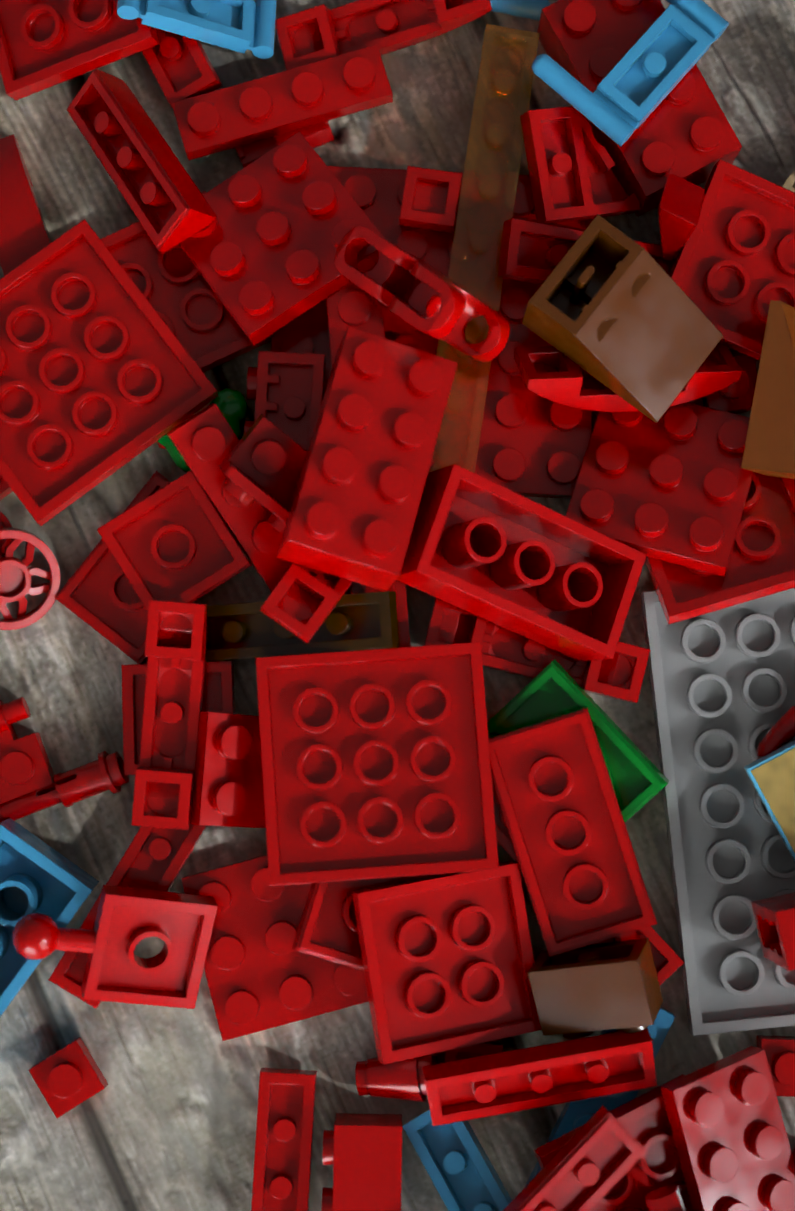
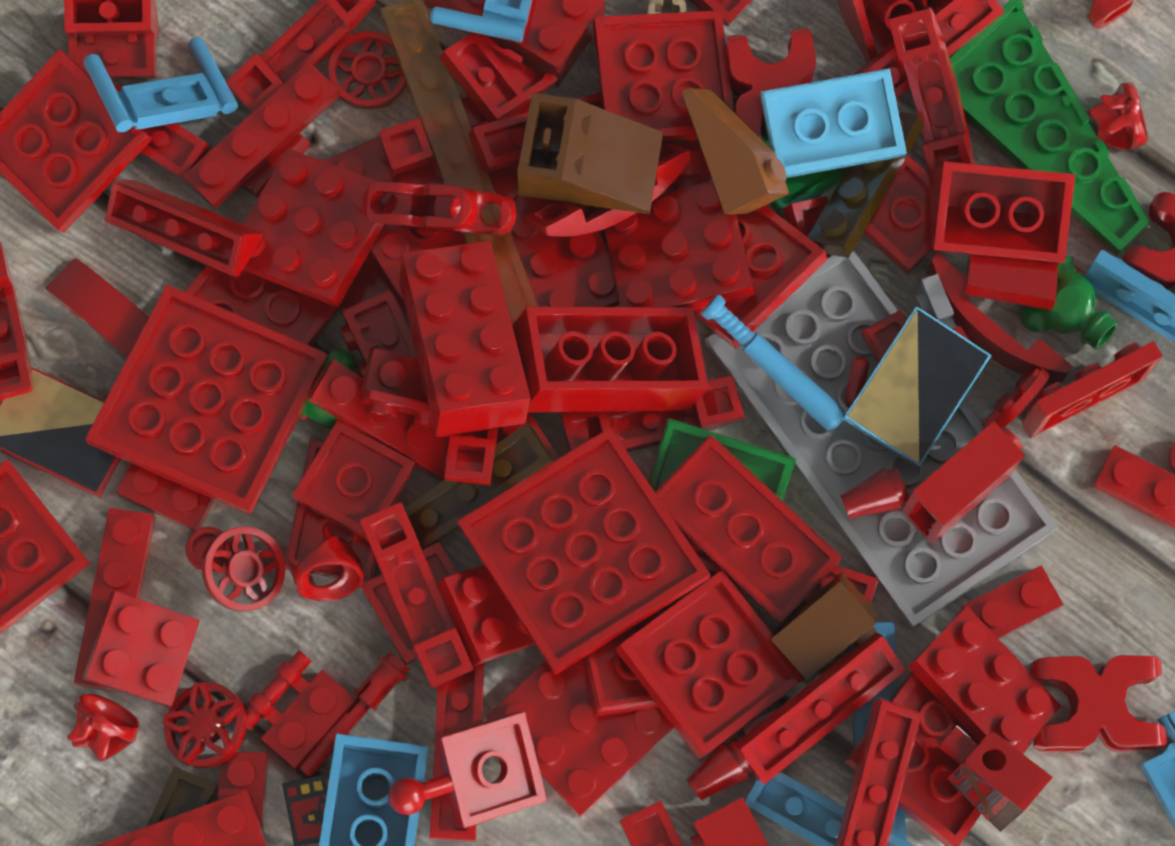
camera: 30 degrees left, 10 degrees down
(109, 619) = (331, 551): none -> red piece
(437, 87) = (366, 70): none -> red wheel
(678, 213) = (586, 67): red slope -> none
(708, 685) = (780, 369): none -> dark azure piece
(735, 873) = (877, 494): none -> red cone

